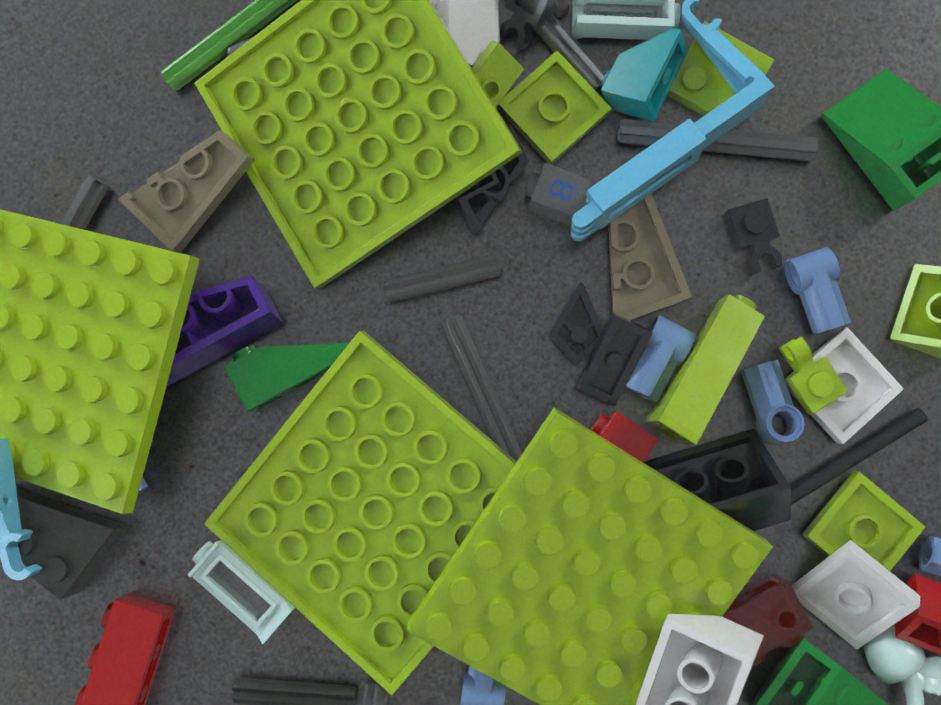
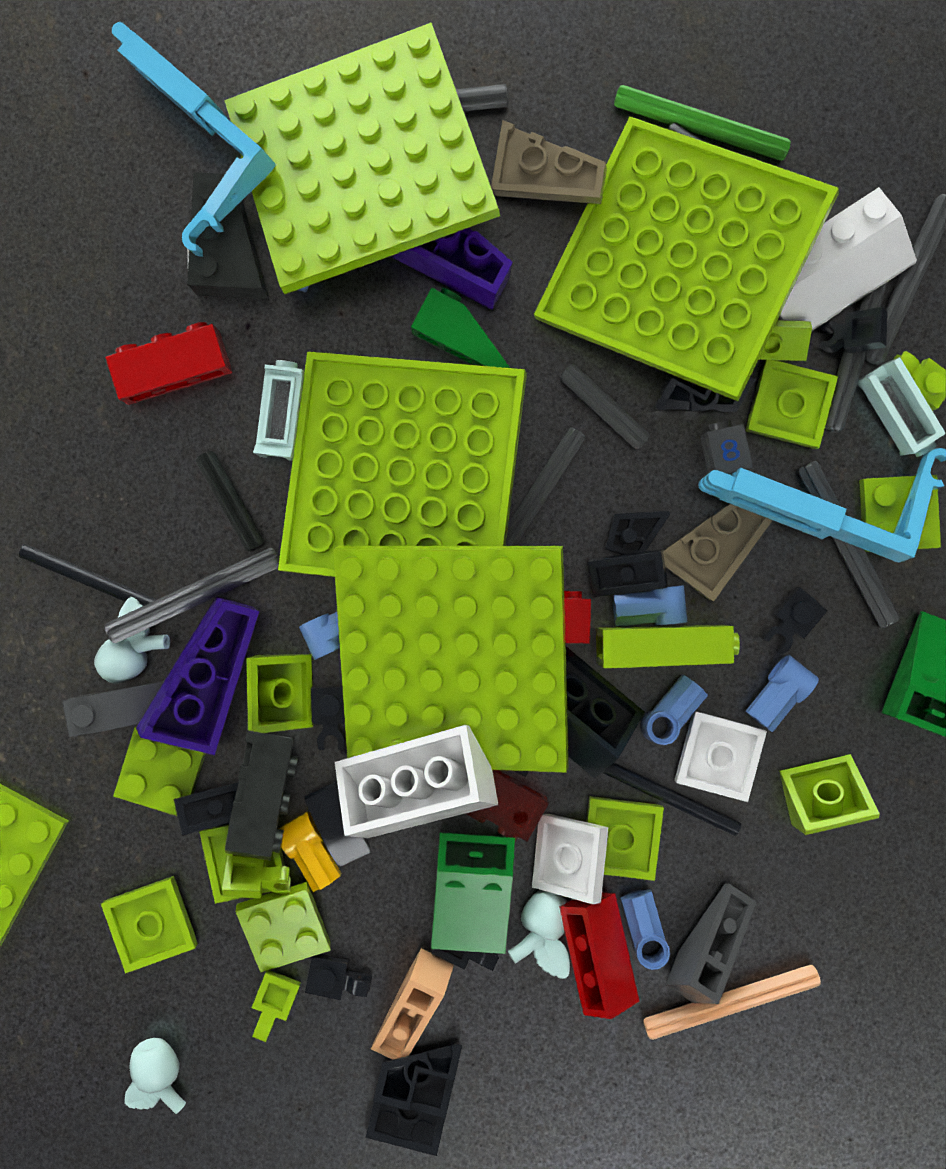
camera: 50 degrees right, 5 degrees up
(645, 75) = (862, 456): teal slope -> none
(814, 381) = (709, 731): lime plate -> none

